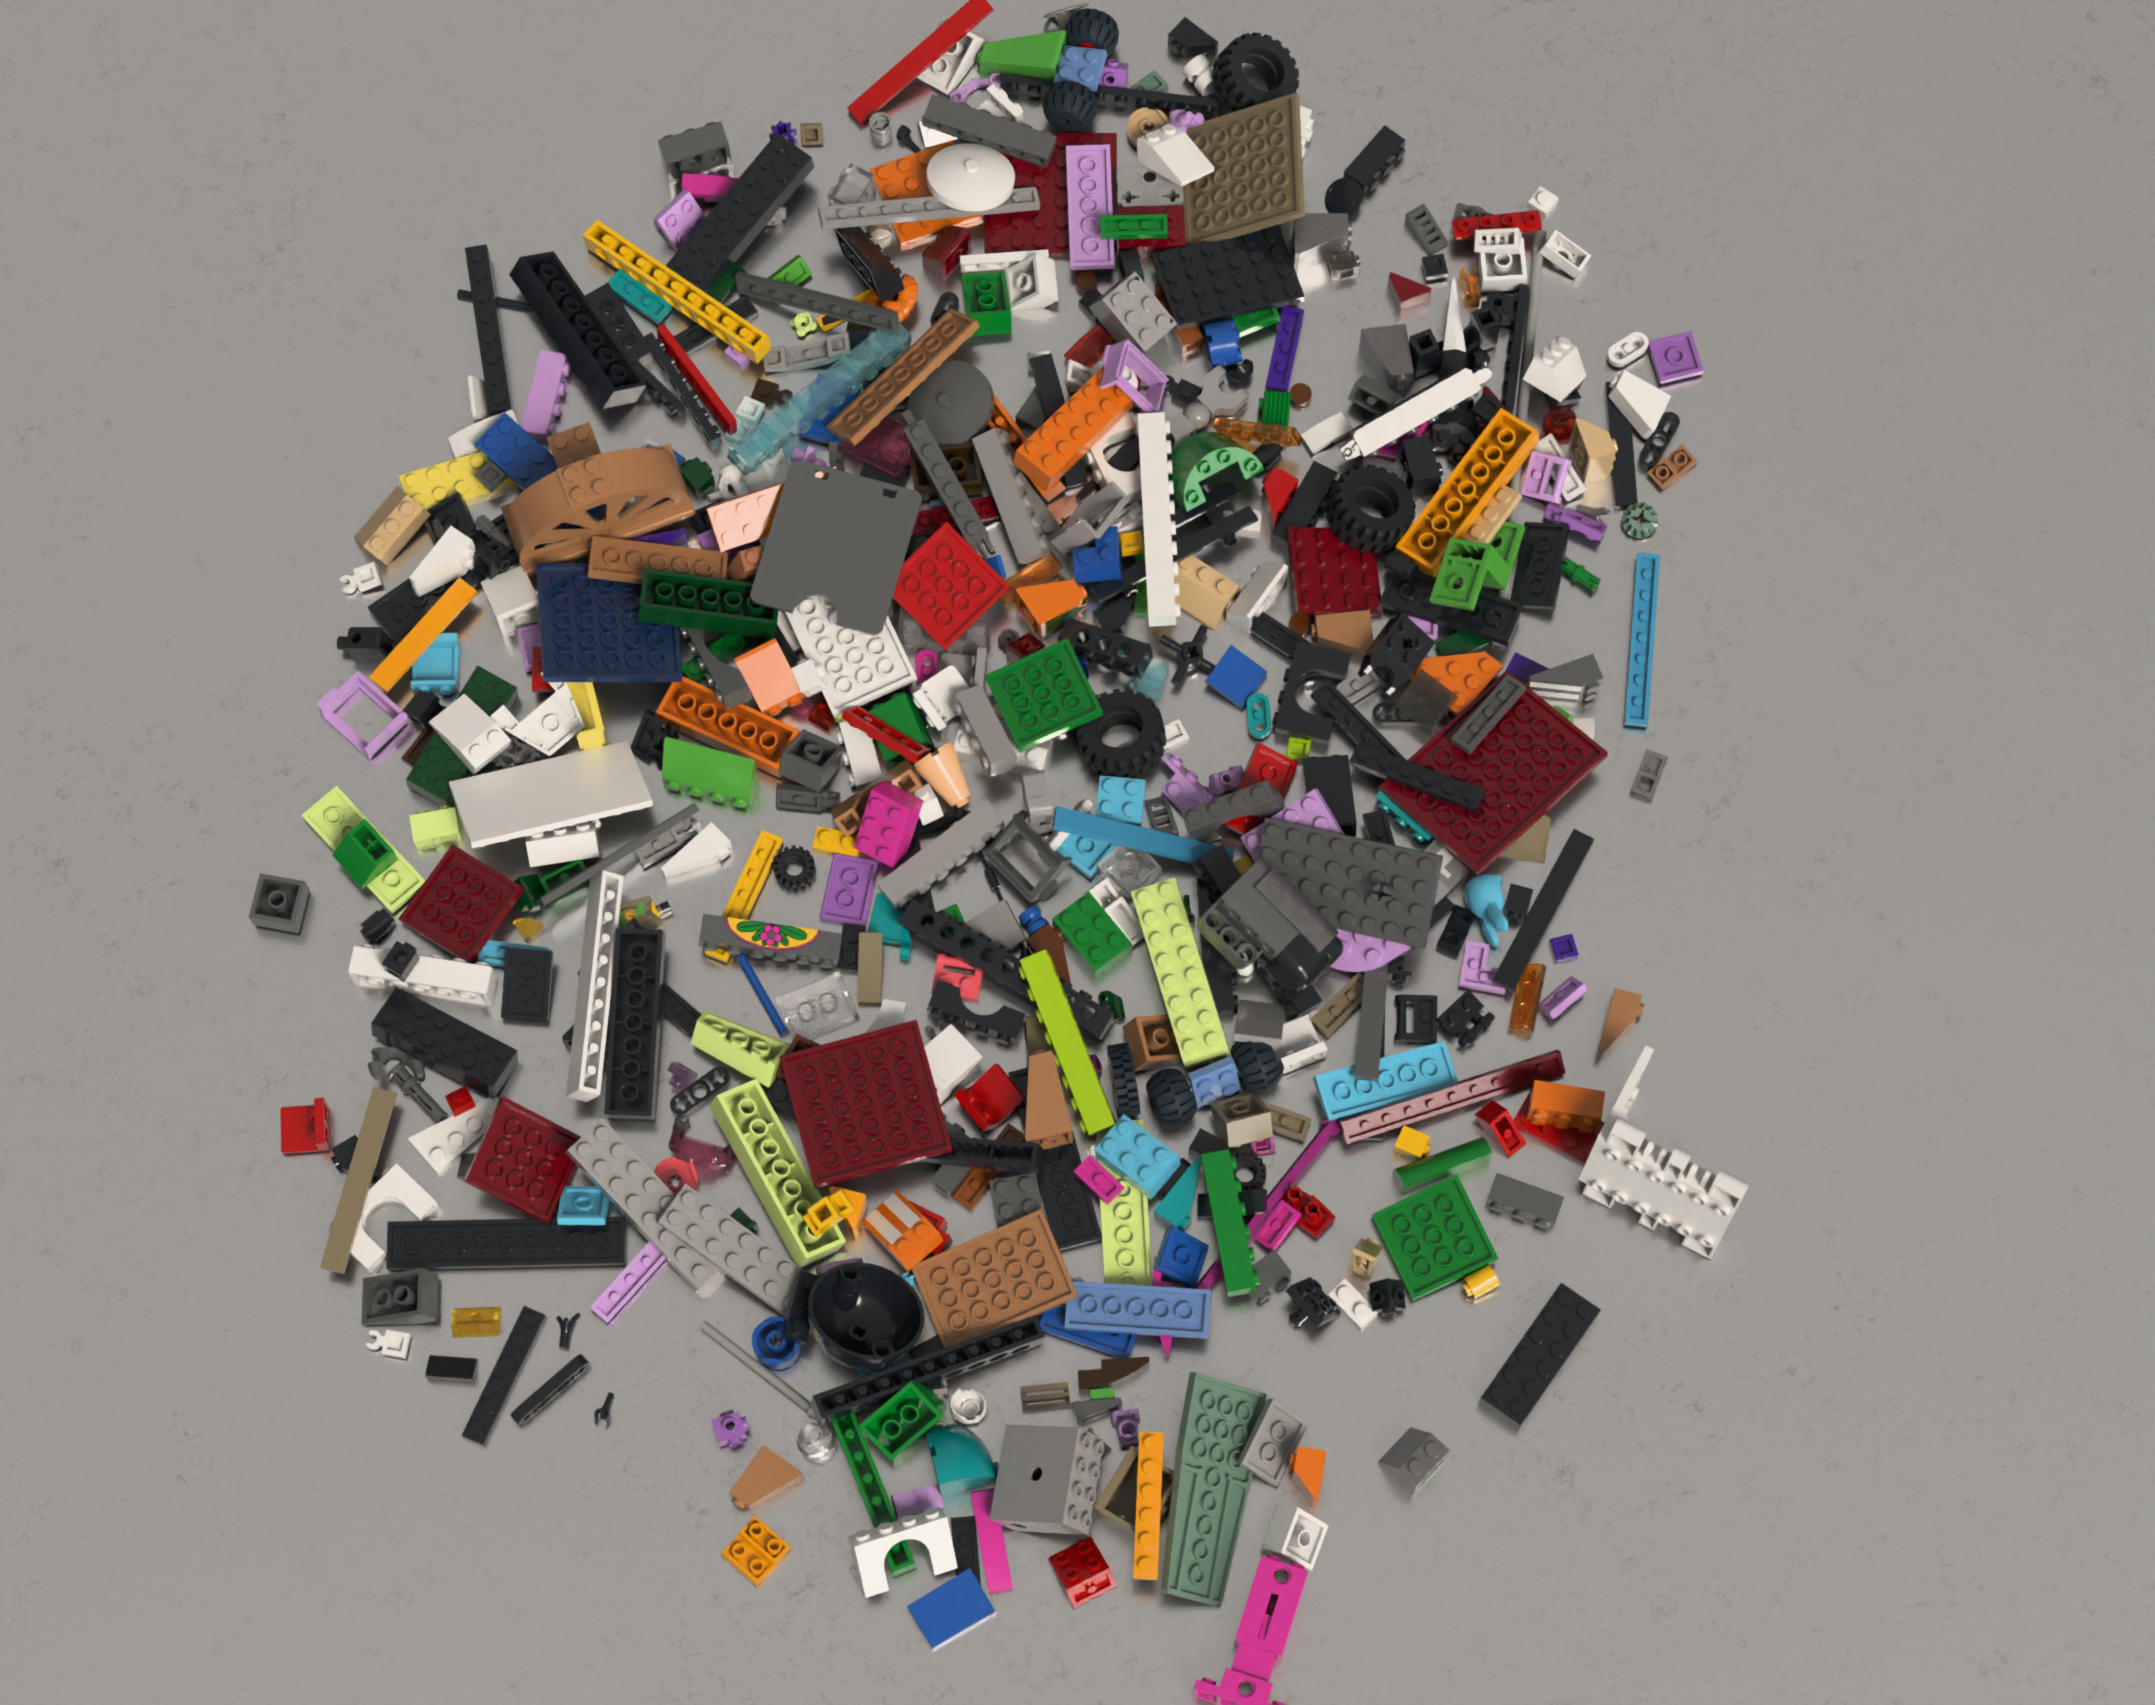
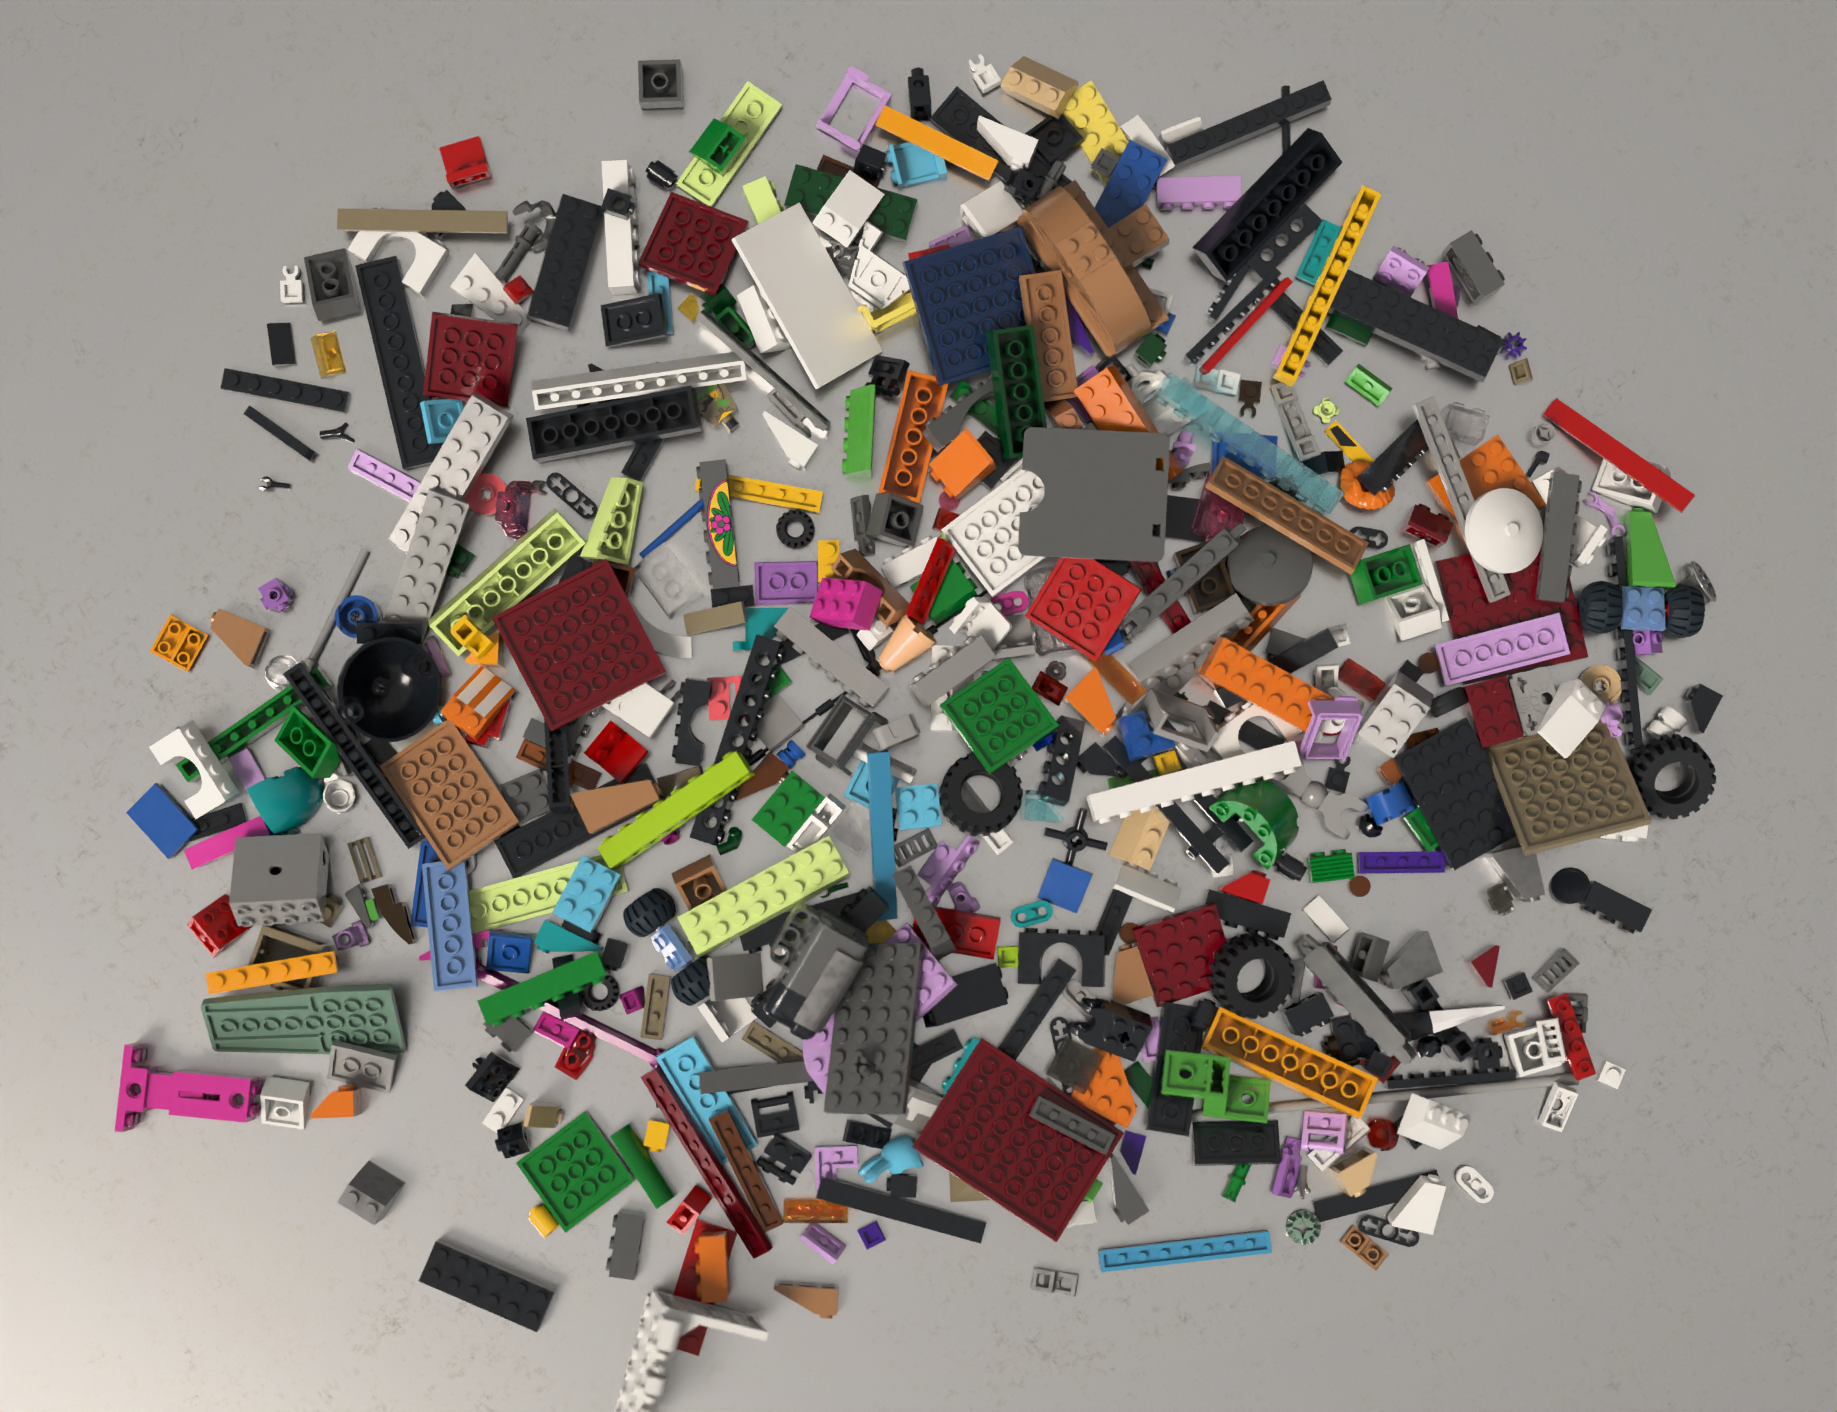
camera: 75 degrees right, 15 degrees up
(681, 1074) = (583, 476): clear purple tile -> none
(810, 676) = (969, 499): white brick -> none
(817, 302) = (1343, 418): dark grey tile -> none
(1098, 1180) = (561, 864): dark pink plate -> none
(1123, 1079) = (653, 867): black wheel -> none
(1134, 226) = (1486, 695): green plate -> none
(1242, 1119) = (642, 979): dark tan slope -> none
(1259, 432) = (1304, 863): clear orange plate -> none
(1417, 778) = (995, 1072): black plate -> none
(1469, 1057) = (746, 1170): none -> reddish brown plate
(1493, 515) = (1270, 1091): tan plate -> none
(1675, 357) = (1476, 1230): medium lavender plate -> none

